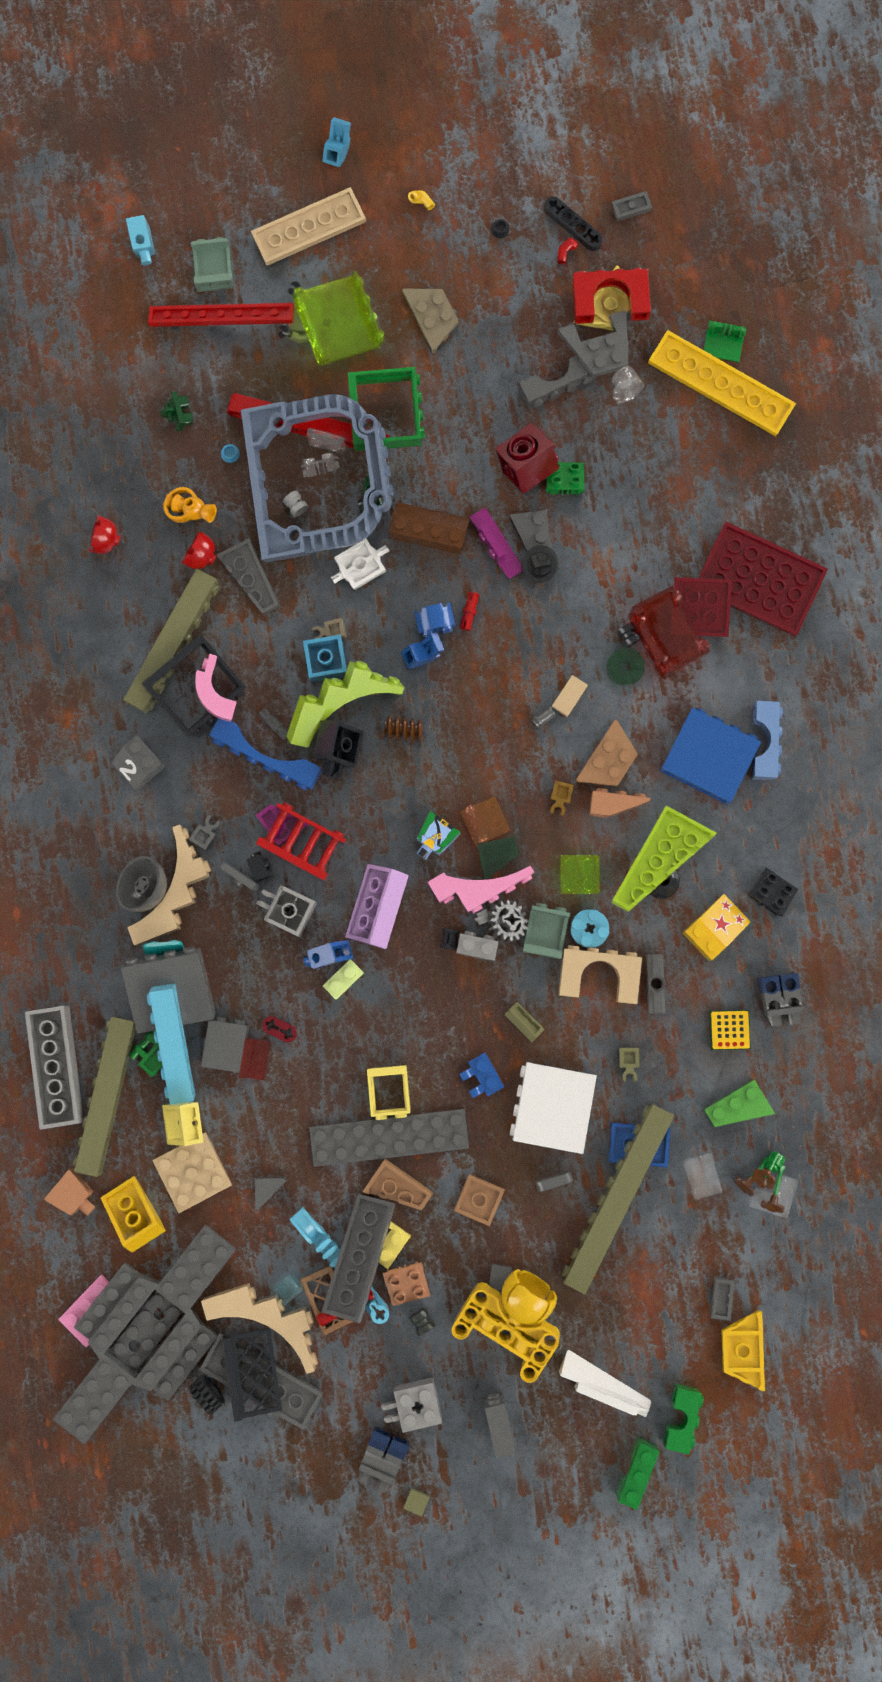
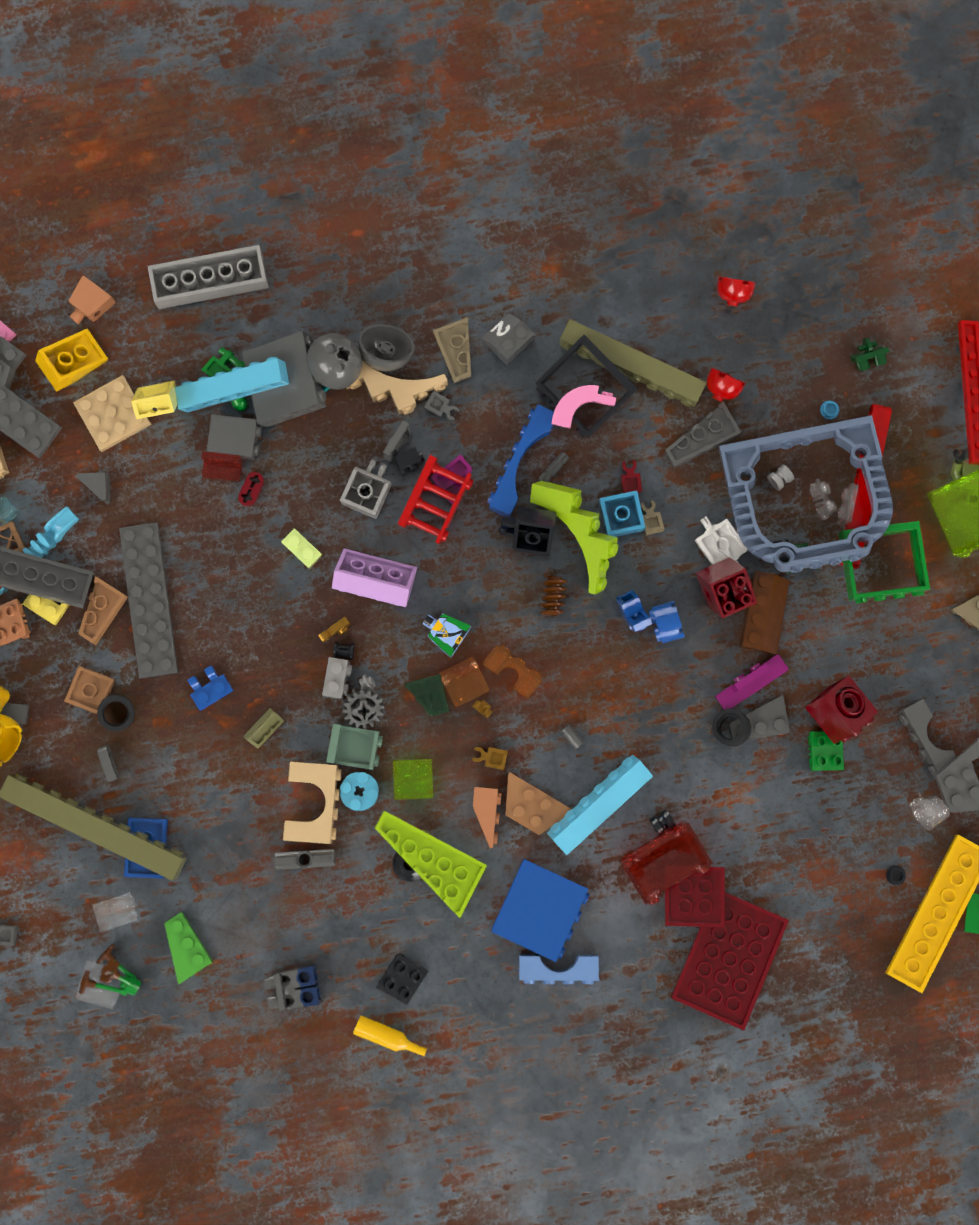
camera: 80 degrees right, 0 degrees up
(105, 1096) = (182, 327): olive brick -> none
(145, 817) = (454, 347): none -> dark tan wing
(153, 935) = (327, 364): none -> dark grey piece
(191, 507) = (770, 375): light orange piece -> none
(191, 1038) = (240, 404): none -> green hinge
(292, 648) = (630, 481): none -> dark red plate
(328, 954) = (321, 526): blue torso -> none
(383, 1071) = (212, 597): light yellow window -> none
(404, 559) = (726, 587): none -> dark red brick
(426, 943) = (338, 628): none -> pearl gold plate
(469, 611) = (679, 657): red pin -> none
(476, 892) = (390, 674): bright pink arch -> none
(486, 758) = (500, 659): none -> clear orange arch
(503, 1157) = (115, 727): none -> black tyre
(512, 802) = (483, 708): none -> pearl gold plate
(553, 1107) = (179, 759): white panel -> none
(569, 696) = (595, 762): tan tile -> none
(610, 693) = (599, 804): none -> medium azure brick
(626, 677) = (634, 830): clear green plate -> none
(629, 1060) = (229, 834): olive plate -> none
(685, 420) = (895, 875): none -> black plate
(716, 927) = (364, 921): yellow slope -> none
(729, 1030) = (261, 936): yellow tile -> none
(828, 910) = (385, 1036): none -> yellow piece

